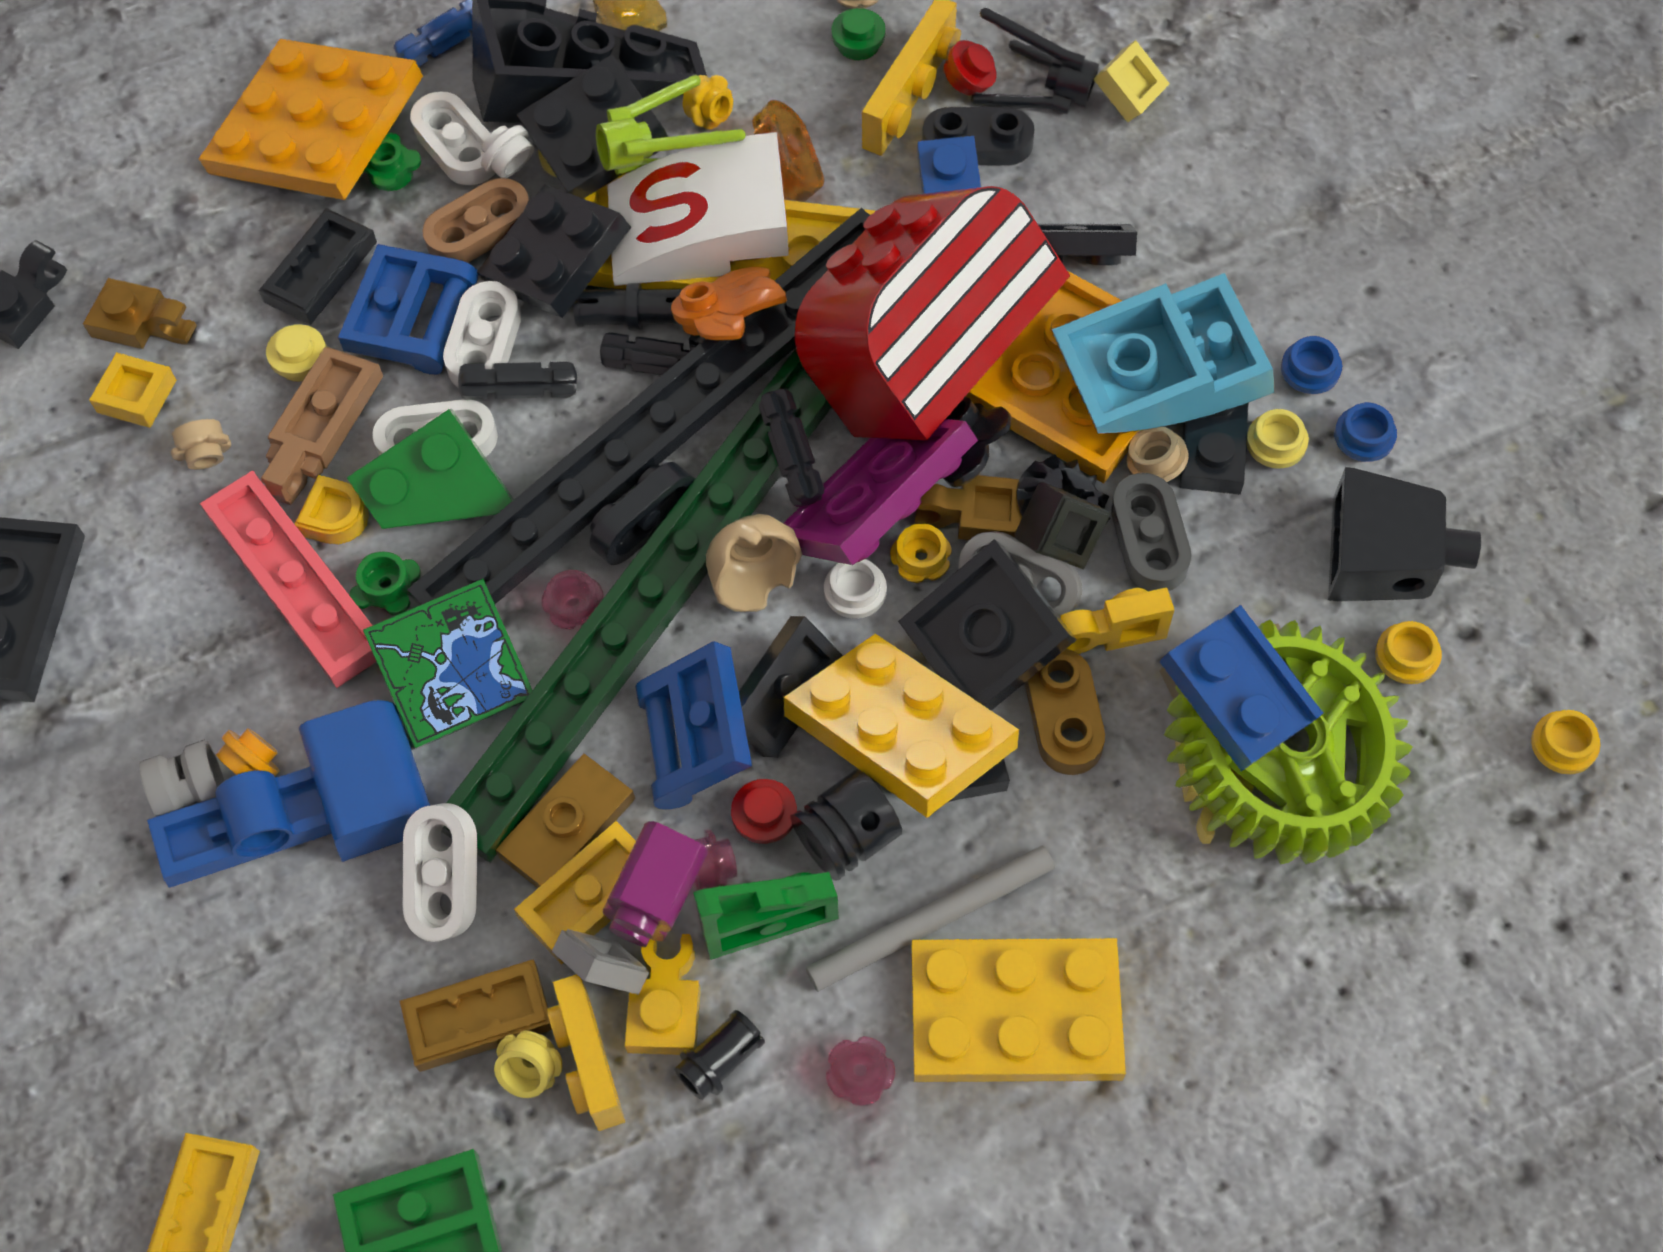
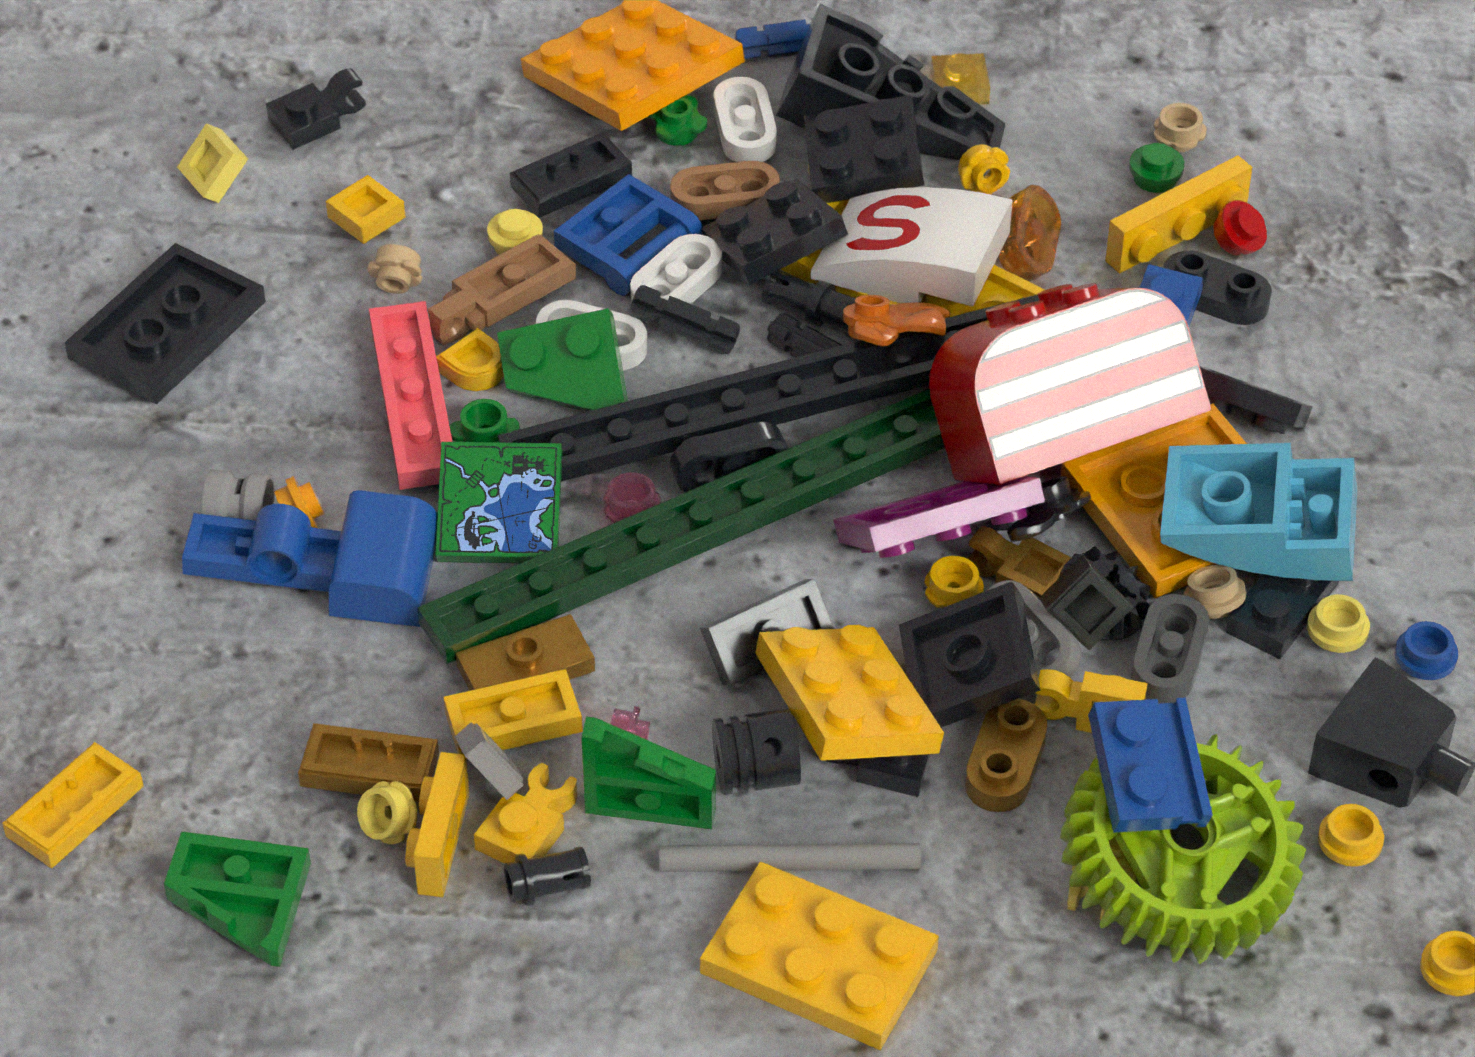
camera: 25 degrees right, 15 degrees down
(133, 312) = (400, 154): pearl gold plate -> none
(436, 869) = (399, 644): white plate -> none
(506, 150) = (779, 141): white plate -> none
(627, 144) = (879, 163): lime plant -> none
(653, 884) = (555, 703): magenta brick -> none
(706, 723) = (672, 624): blue plate -> none
(752, 560) = (797, 527): tan hair -> none
(763, 811) = (690, 719): red plate -> none
(791, 447) = (884, 453): black axle -> none
(855, 589) = (879, 587): white plate -> none
(860, 1089) = (661, 952): clear pink plate -> none
(1068, 75) = (1326, 266): black plant -> none
(1131, 81) = (1385, 291): light yellow plate -> none
(1311, 365) = (1410, 579): blue plate -> none

